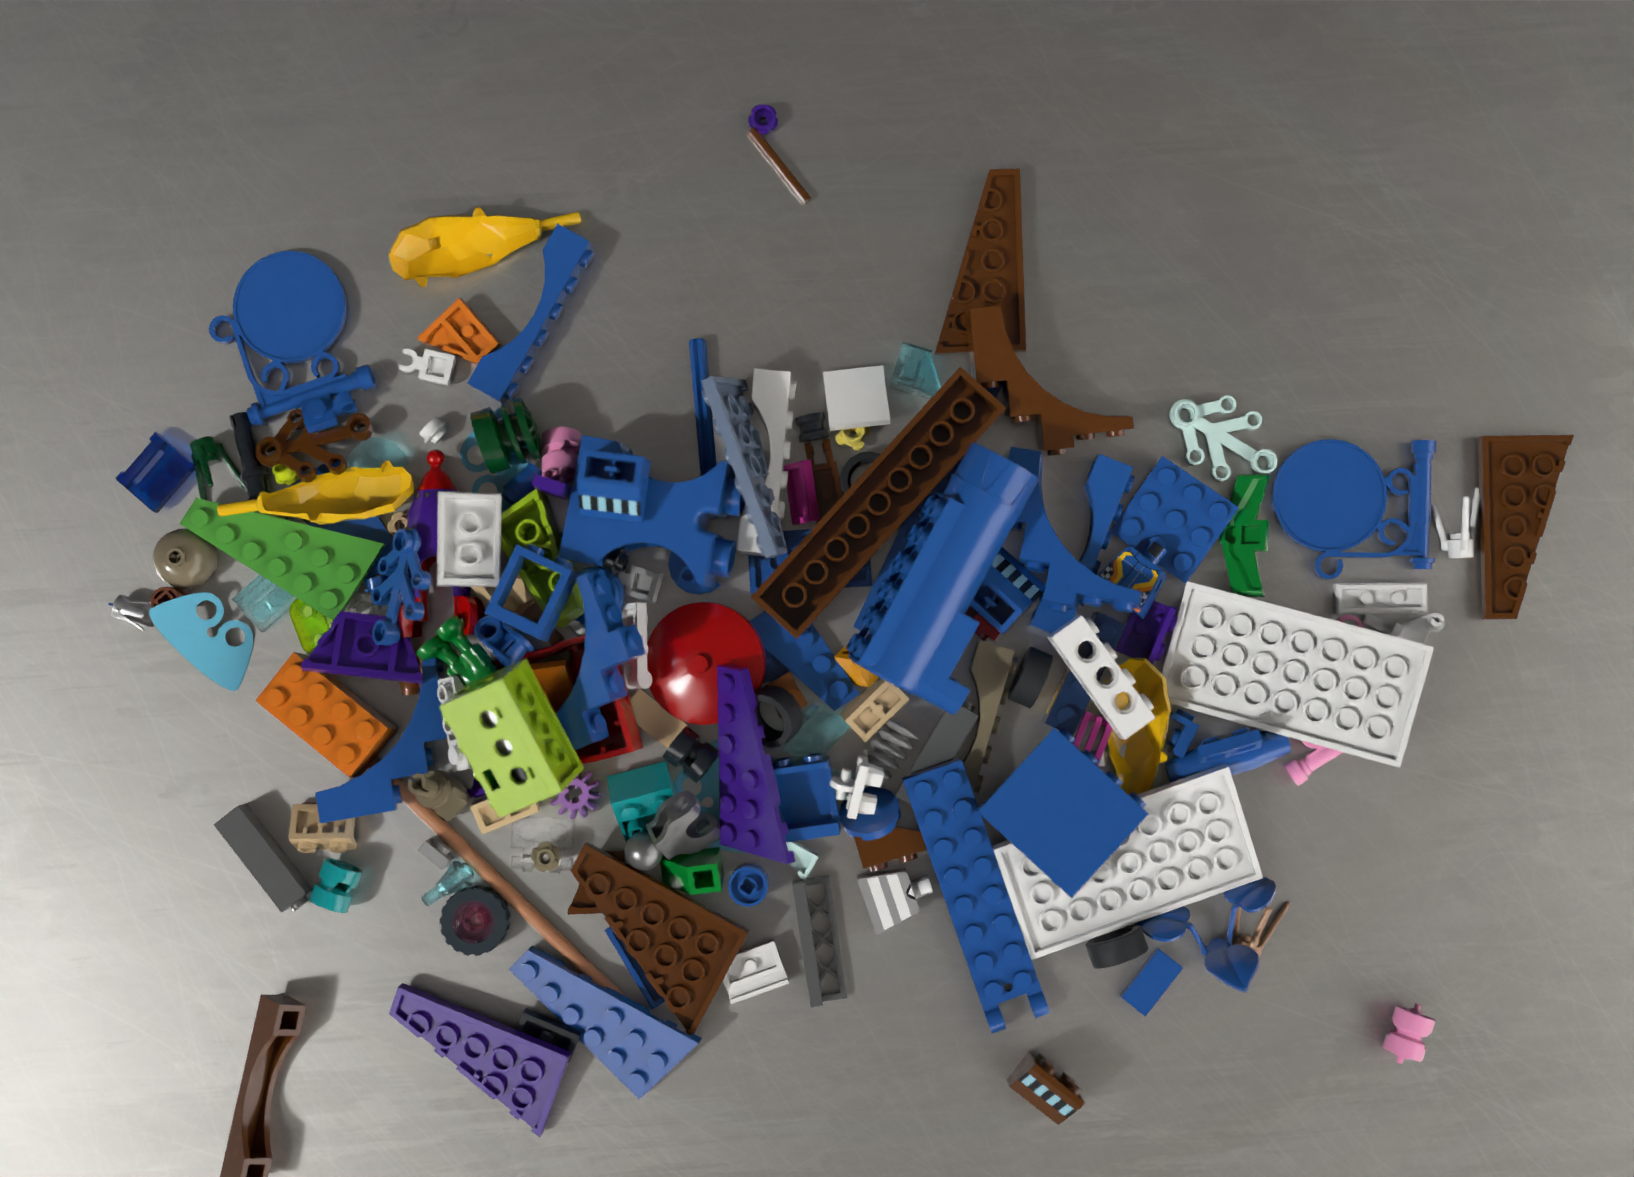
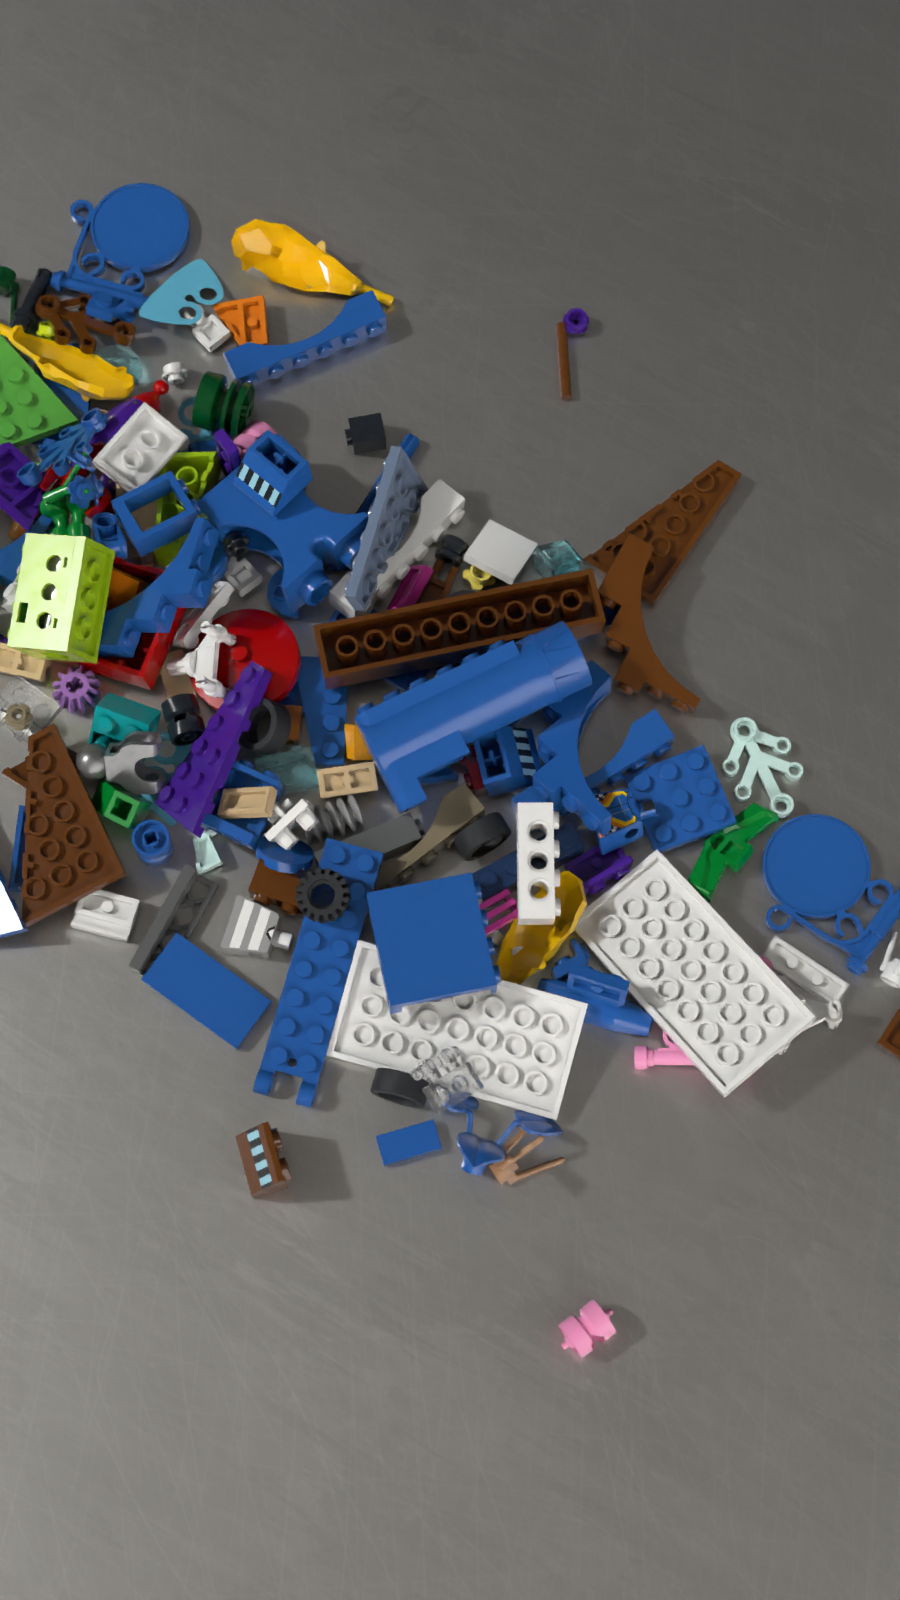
camera: 30 degrees right, 15 degrees down
(373, 361) = (170, 296): none -> medium azure piece
(452, 624) = (81, 488): none -> blue plant
(652, 368) = (366, 433): none -> black brick
(675, 696) = (203, 662): none -> white axle
(810, 797) = (247, 802): none -> tan tile
(889, 976) = (206, 991): none -> blue tile
(943, 855) = (310, 882): none -> black tyre
(1165, 919) = (451, 1088): none -> clear plate

